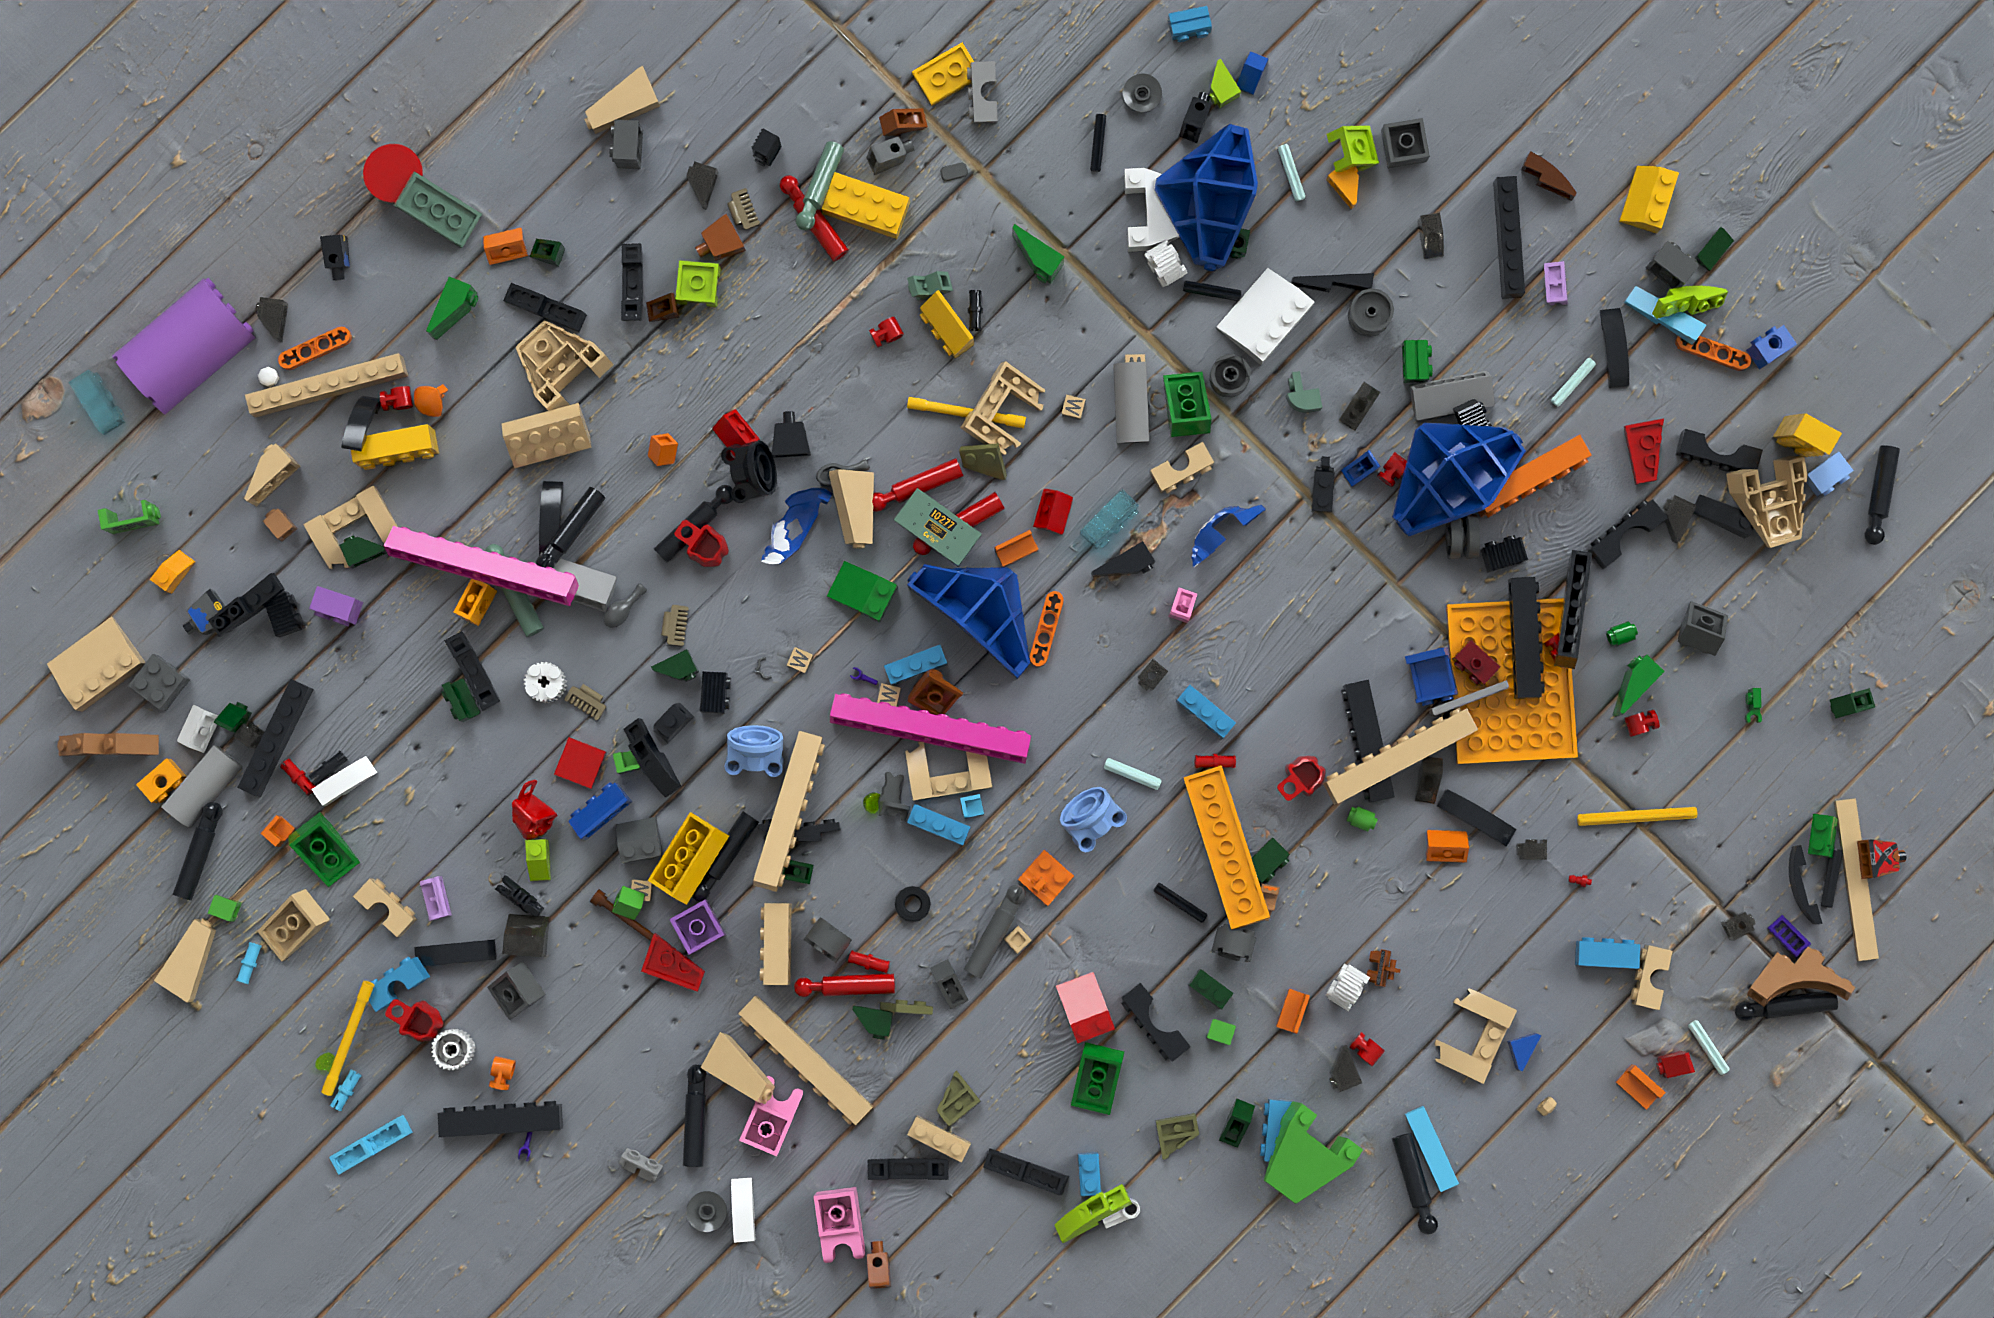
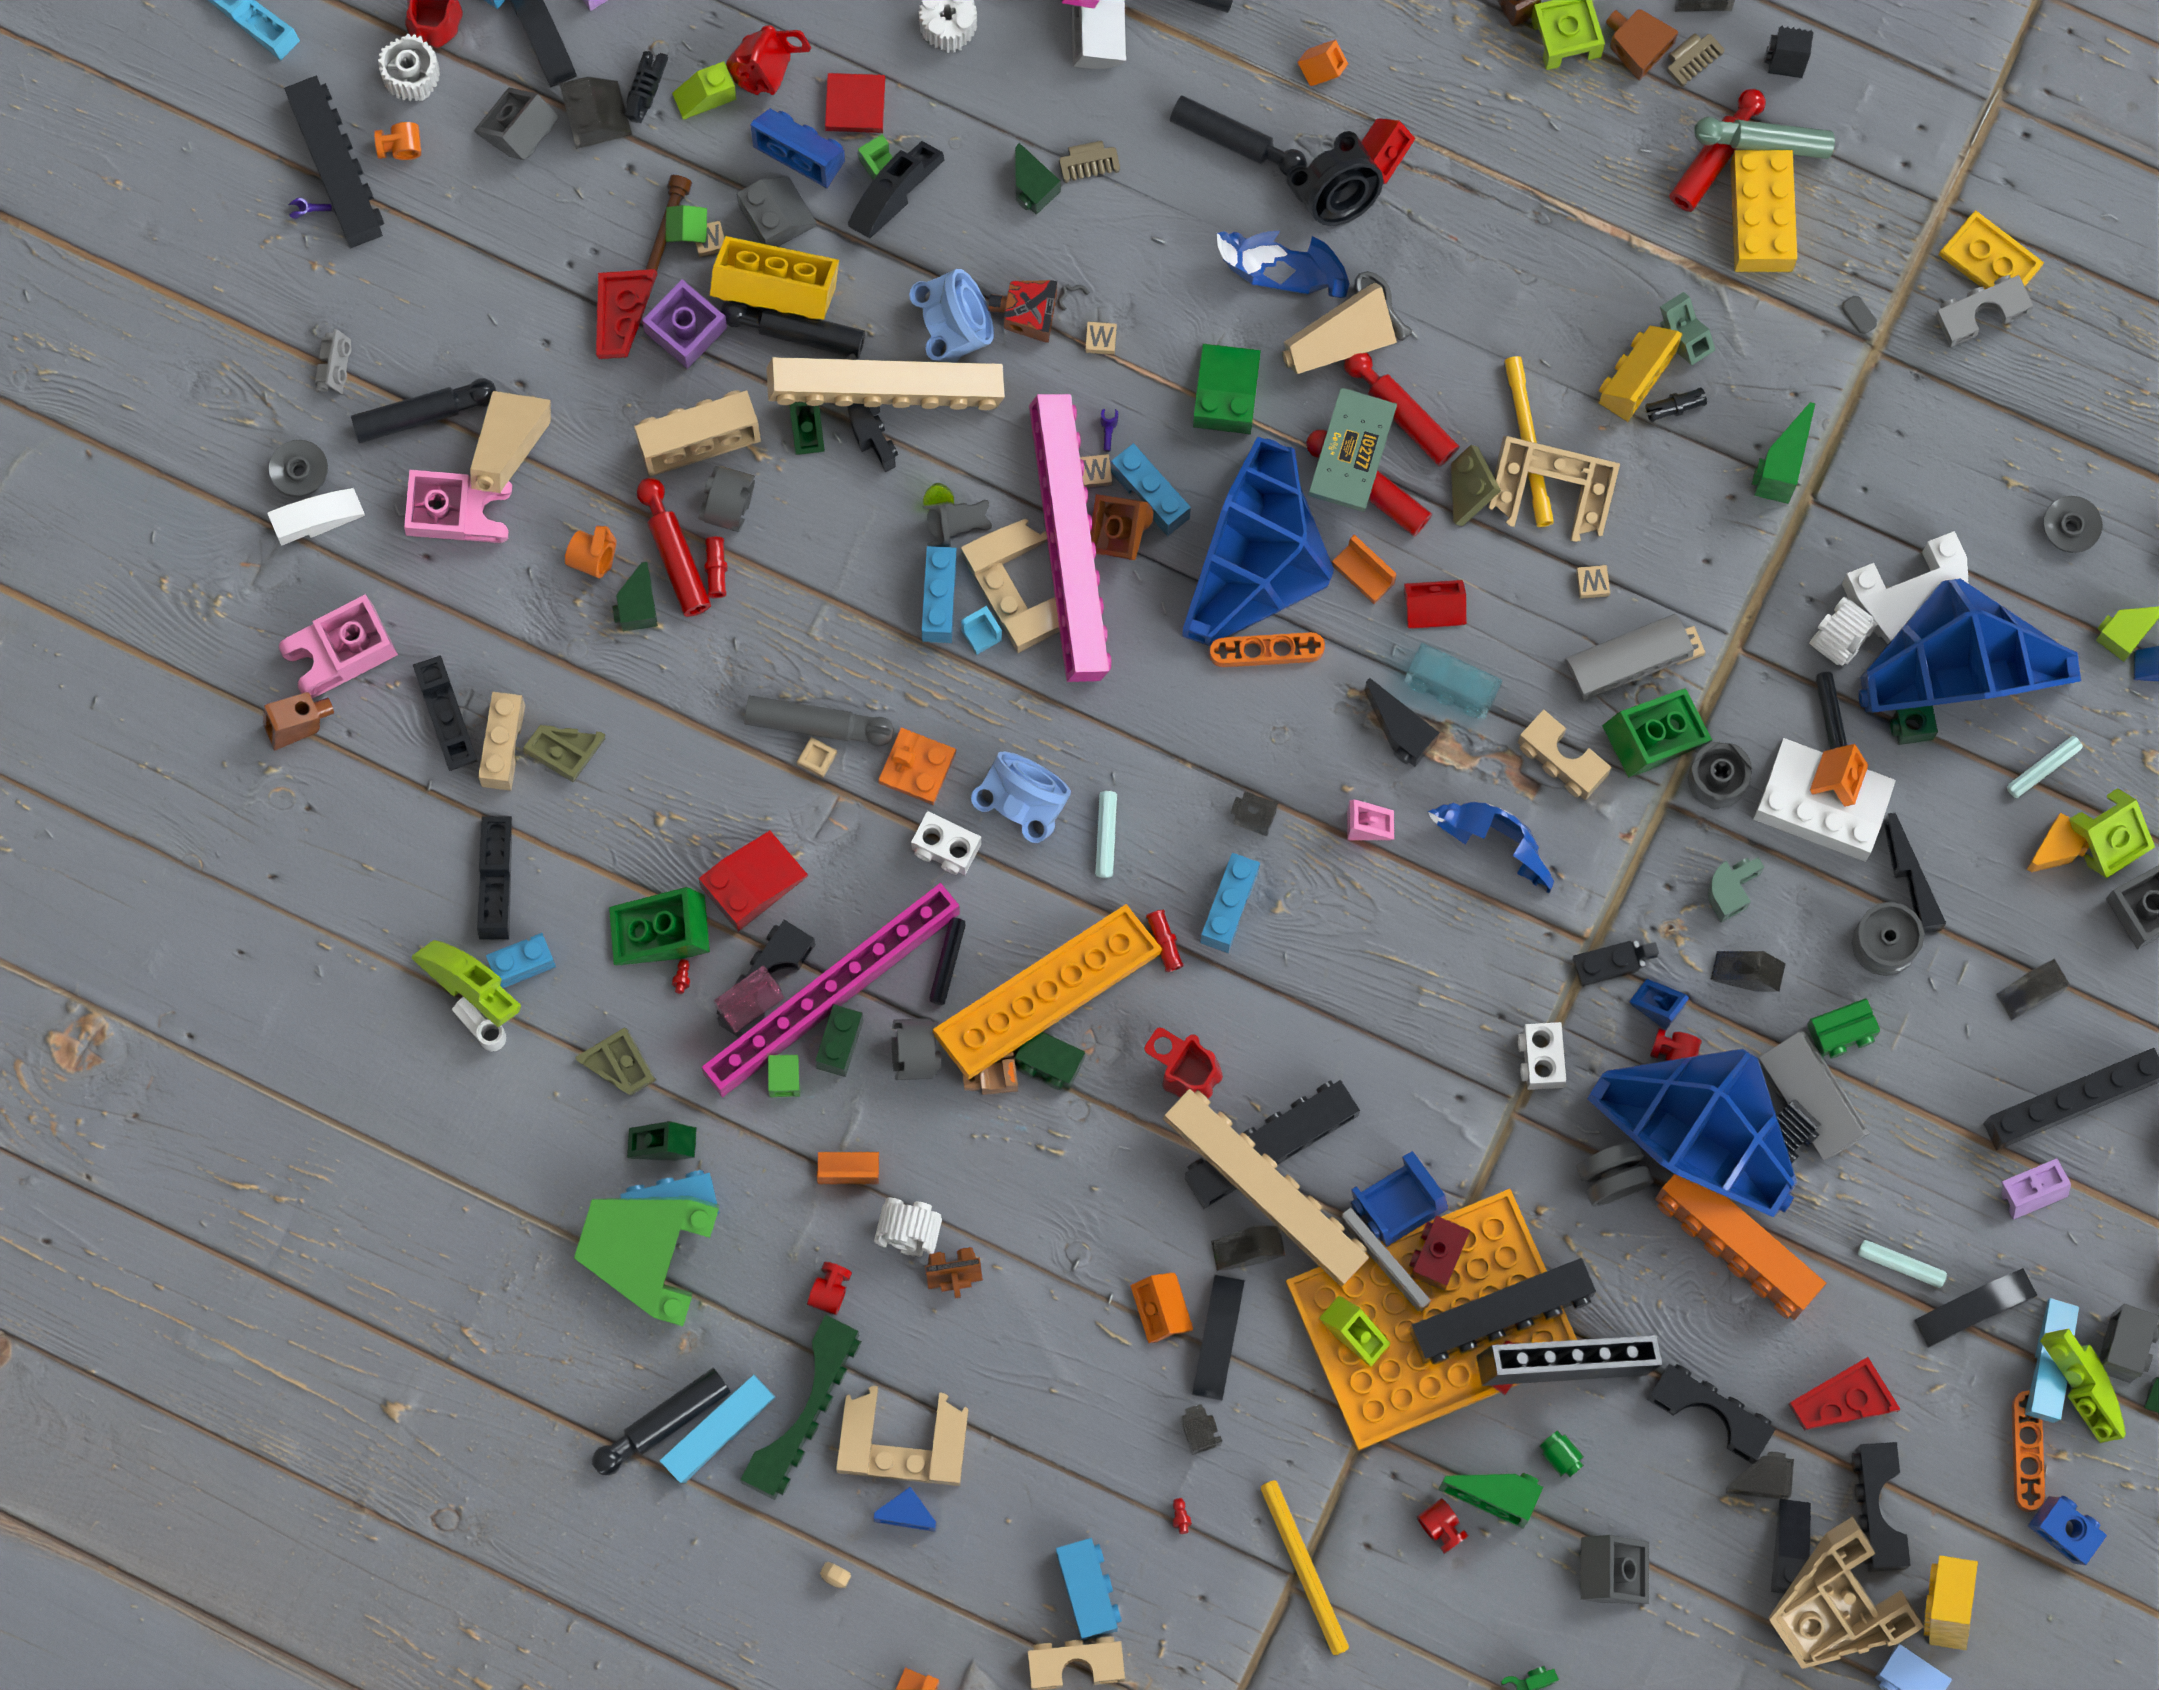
camera: 65 degrees right, 10 degrees down
(590, 697) = (950, 85): dark tan piece -> none
(619, 611) = (1080, 81): dark grey piece -> none
(672, 722) = (952, 198): black torso -> none
(705, 544) = (1212, 155): red piece -> none
(714, 692) = (1015, 240): black brick -> none
(764, 700) = (1027, 308): none -> torso
(790, 438) = (1402, 221): black torso -> none
(805, 1060) = (550, 528): tan brick -> none
(833, 1039) = (591, 552): none -> orange piece
(888, 154) = (1847, 215): dark grey torso -> none
(888, 330) = (1601, 300): red piece -> none
(902, 121) = (1901, 219): dark orange arch -> none
(902, 1006) = (669, 625): olive wing -> none
(924, 907) = (821, 616): black tyre -> none
(949, 984) = (721, 682): dark grey arch -> none
(1098, 141) = (1978, 490): black axle -> none
(1101, 873) = (950, 837): none -> white brick
(1135, 1075) = (681, 979): none -> red piece
(1169, 1038) = (749, 999): none -> clear pink hinge
(1177, 983) = (832, 987): none -> dark pink brick
(1195, 117) = (2067, 606): black torso -> none
(1256, 301) = (1841, 771): none -> orange panel
(1344, 1071) = (787, 1267): clear smoke slope -> none
(1361, 818) = (1157, 1171): bright green brick -> none
(1371, 547) = (1550, 1056): none -> white brick
(1464, 1121) = (771, 1465): none -> dark green arch
(1503, 554) = (1614, 1245): black brick -> none
(1506, 733) = (1355, 1330): none -> lime slope

